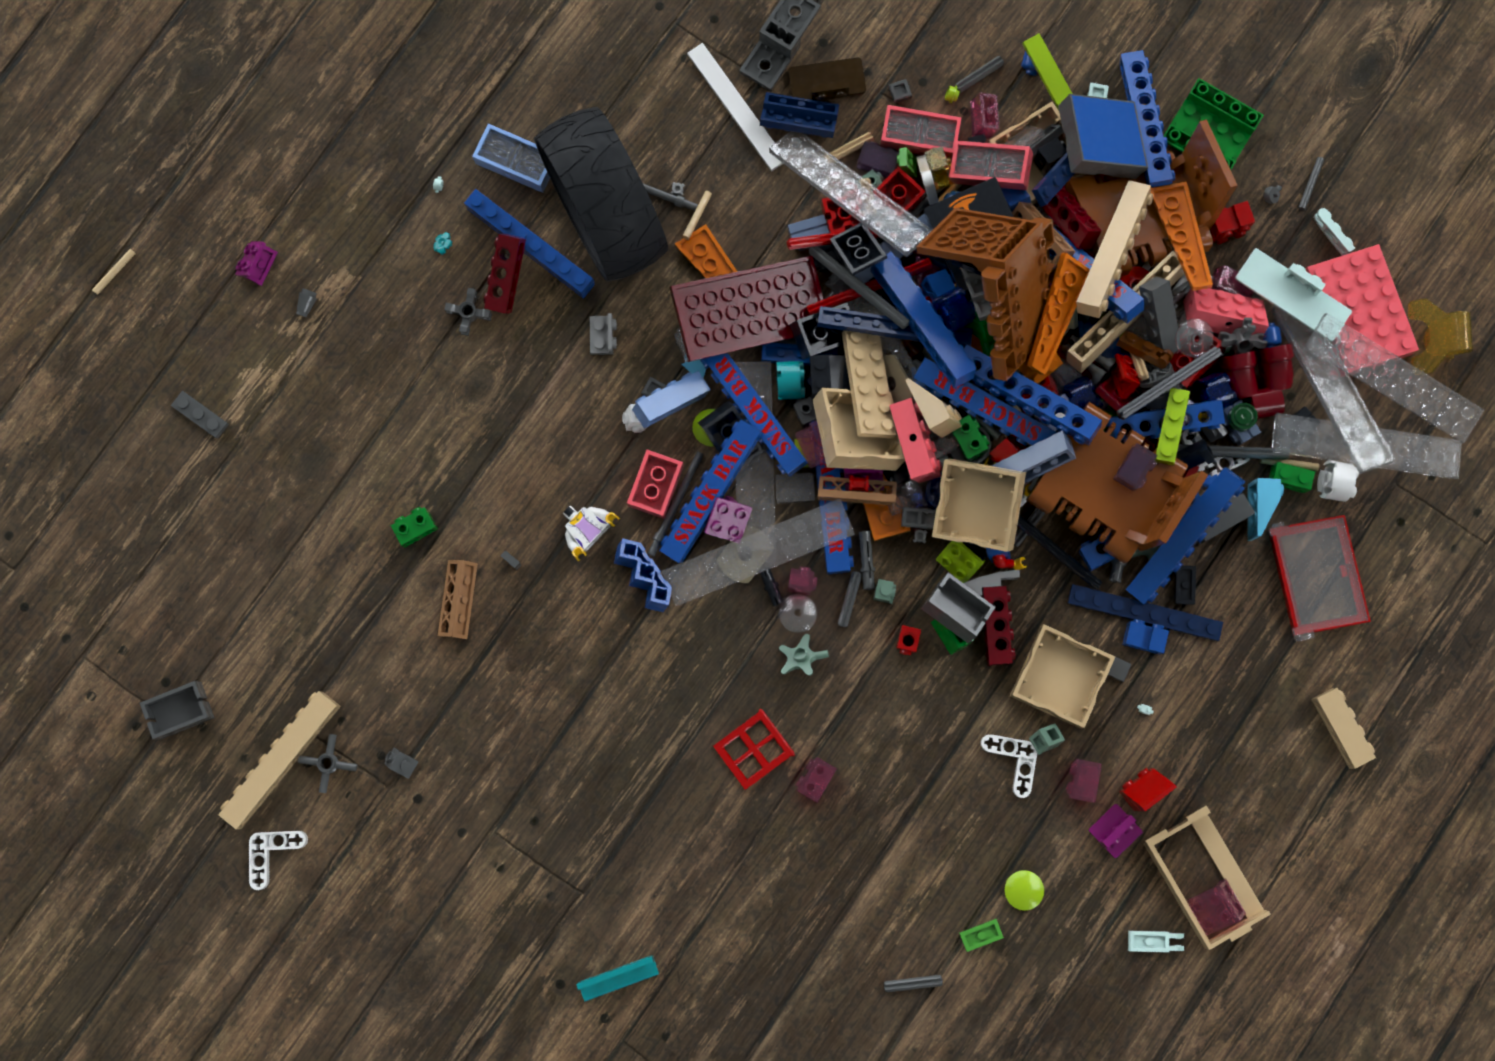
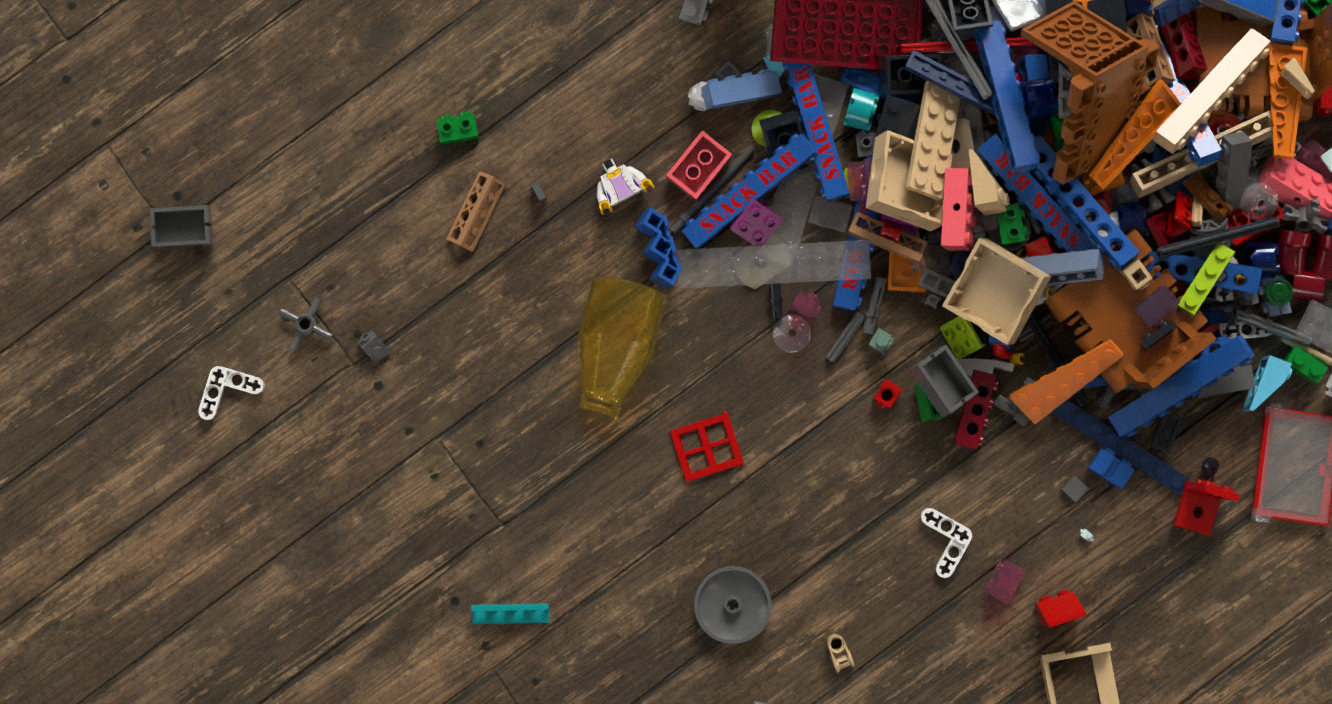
camera: 20 degrees right, 5 degrees up
(279, 760) = (262, 305): tan brick -> none
(632, 676) = (617, 339): none -> clear yellow windscreen
(801, 656) = (781, 376): sand green animal -> none
(816, 779) = (755, 494): clear pink brick -> none
(831, 894) = (732, 604): none -> dark grey dish
(952, 907) = (839, 654): none -> tan piece
(981, 935) = (859, 689): bright green plate -> none
(1024, 890) = (913, 662): lime dish -> none
(1032, 610) = (1004, 404): none -> dark grey bar
(1046, 738) = (984, 530): sand green brick -> none
(1062, 676) = (1019, 478): tan tile -> none
(1065, 580) = (1052, 390): none -> orange wing
(1106, 436) = (1144, 276): none -> tan brick
(1115, 830) = (1018, 637): magenta bracket -> none
(1142, 499) = (1164, 329): none -> black plate
(1190, 211) = (1294, 75): none -> tan slope
(1238, 604) = (1210, 467): none -> black piece
(1244, 633) = (1205, 496): none -> red bracket
(1343, 728) = (1266, 616): tan brick -> none

